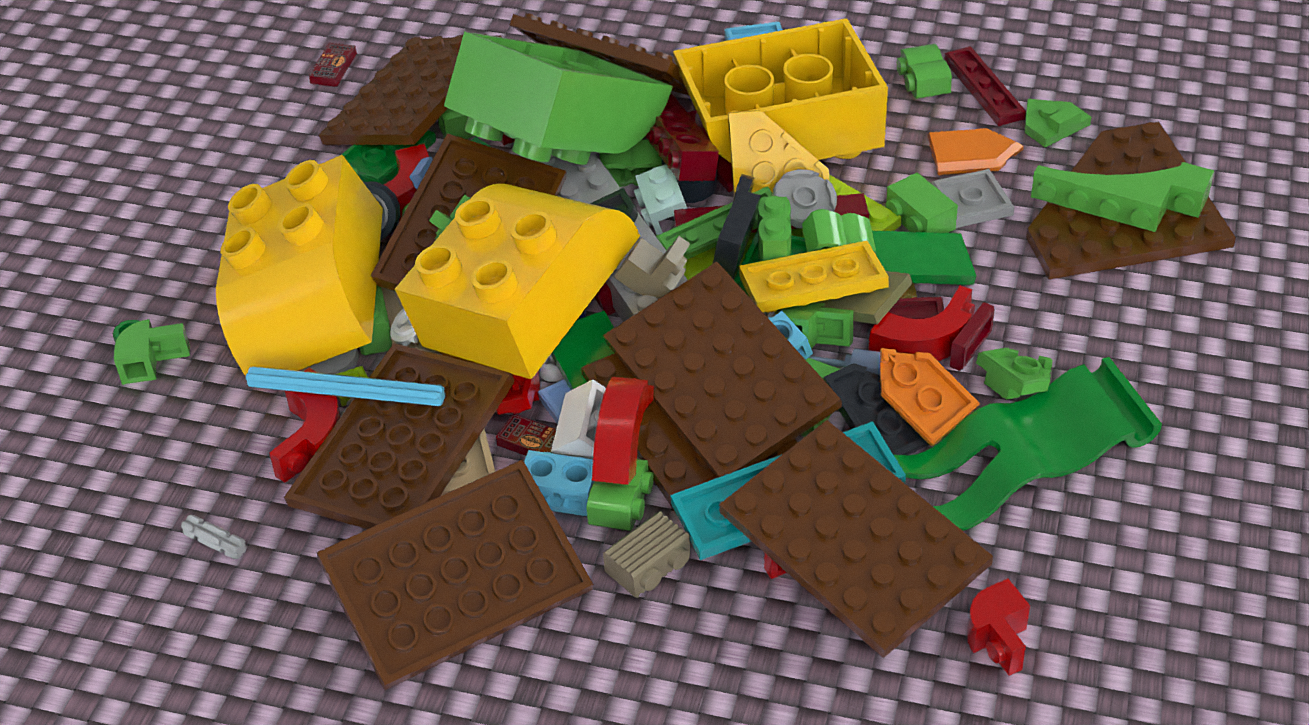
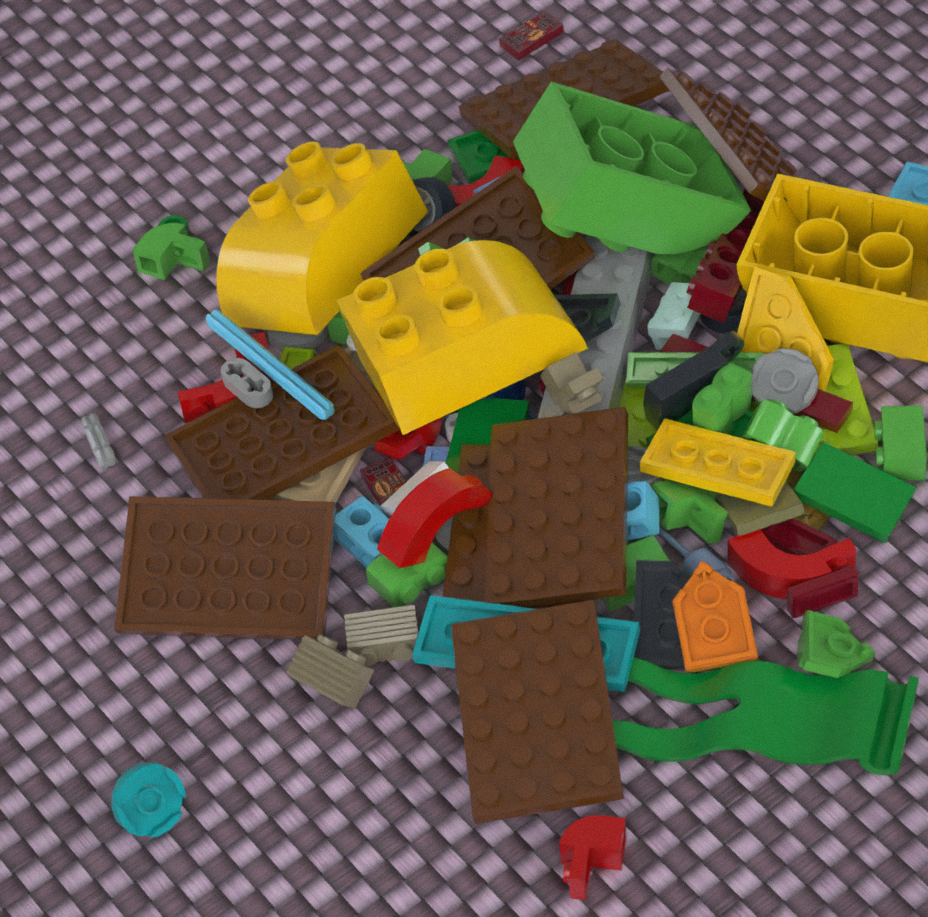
camera: 40 degrees right, 5 degrees up
(335, 411) = (242, 387): none -> light grey beam
(633, 605) = (330, 671): none -> dark tan brick

